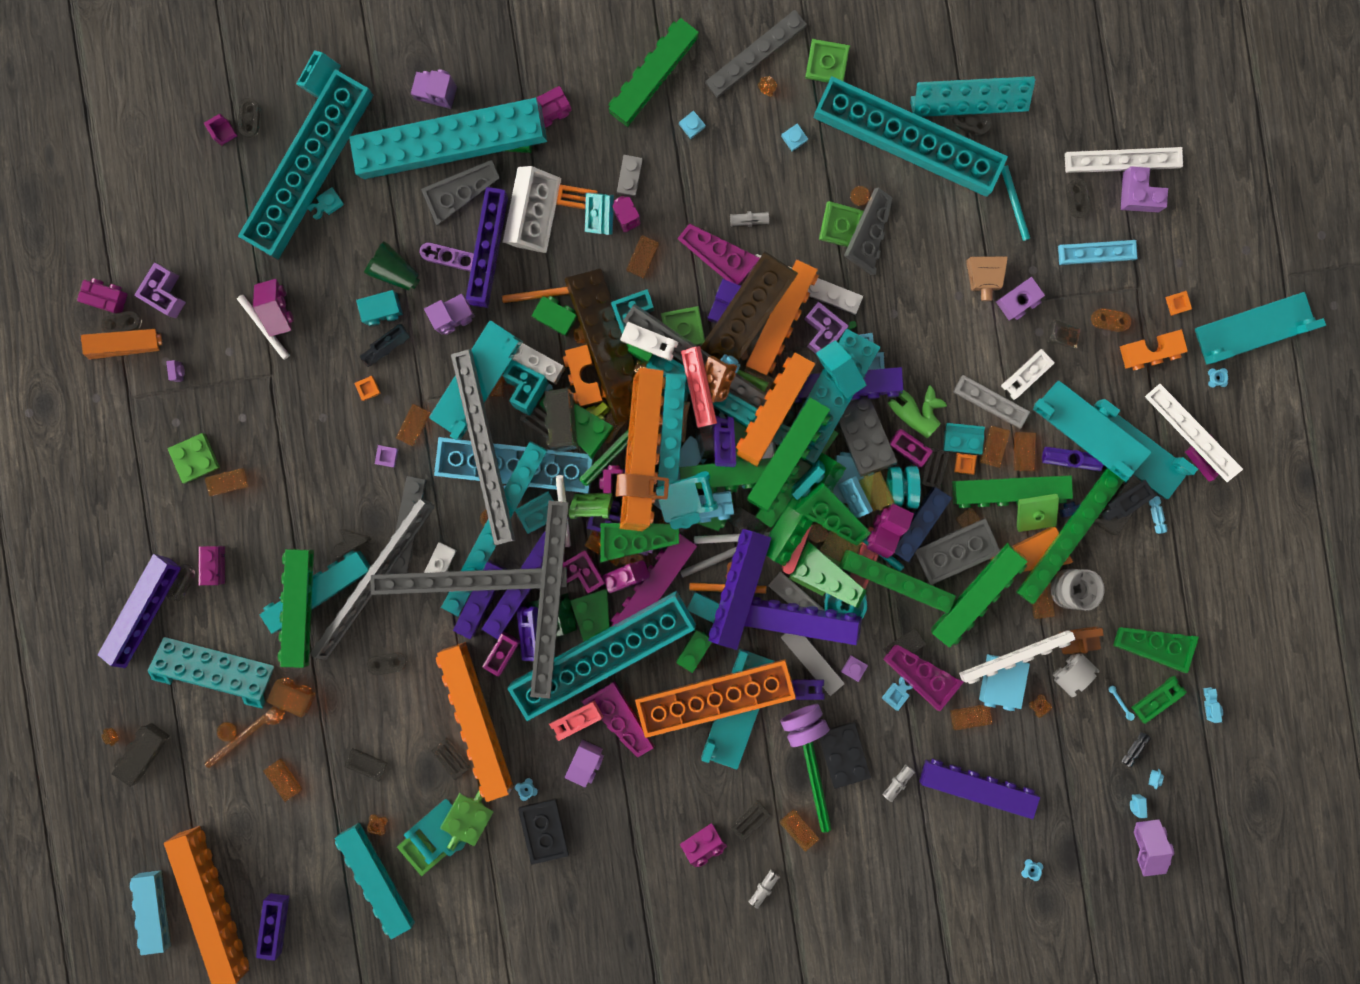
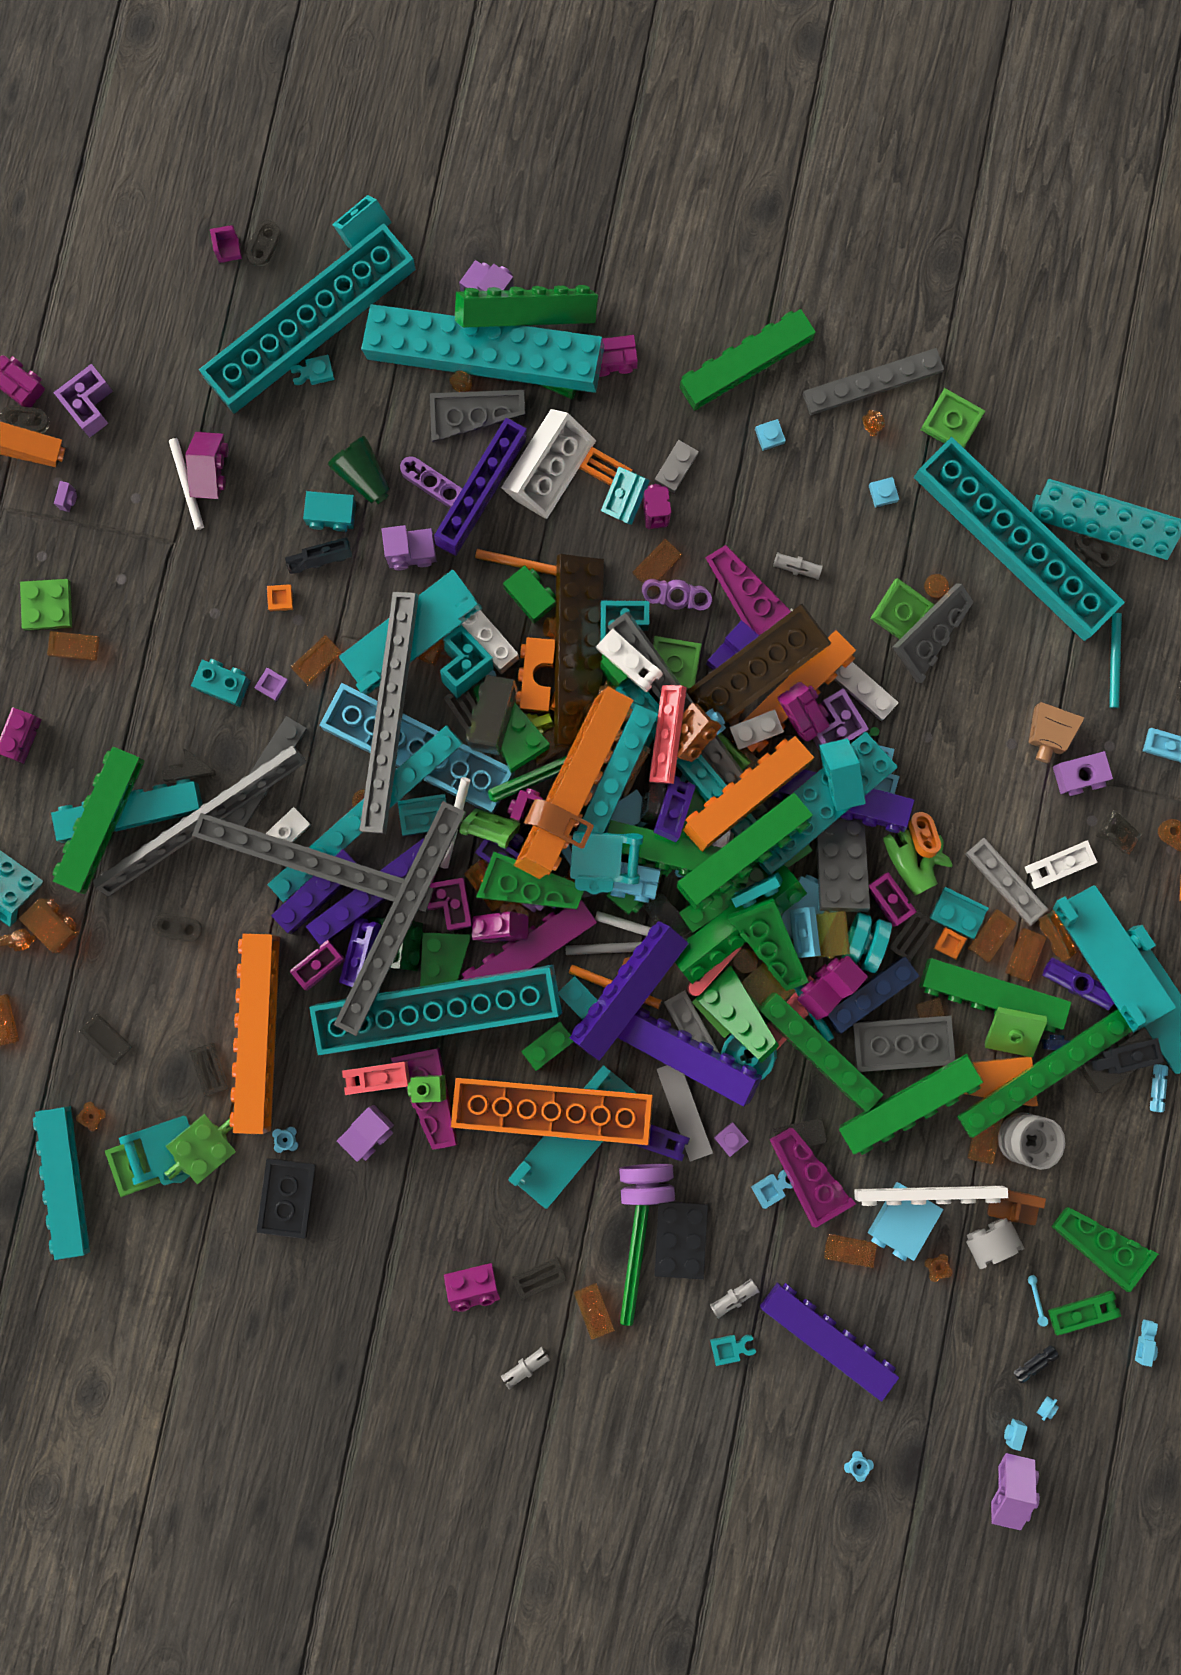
camera: 20 degrees right, 5 degrees down
(348, 469) = (221, 682): none -> teal brick
(441, 170) = (461, 381): none -> clear orange plate
(468, 95) = (525, 307): none -> green brick
(617, 715) = (427, 1088): none -> bright green brick
(675, 276) = (686, 600): none -> medium lavender piece
(764, 357) = (756, 729): none -> light grey plate
(794, 330) = (803, 710): none -> magenta brick
(907, 821) = (727, 1349): none -> teal plate
(919, 390) = (925, 839): none -> orange plate
(1043, 428) = (1061, 942): none -> clear orange plate

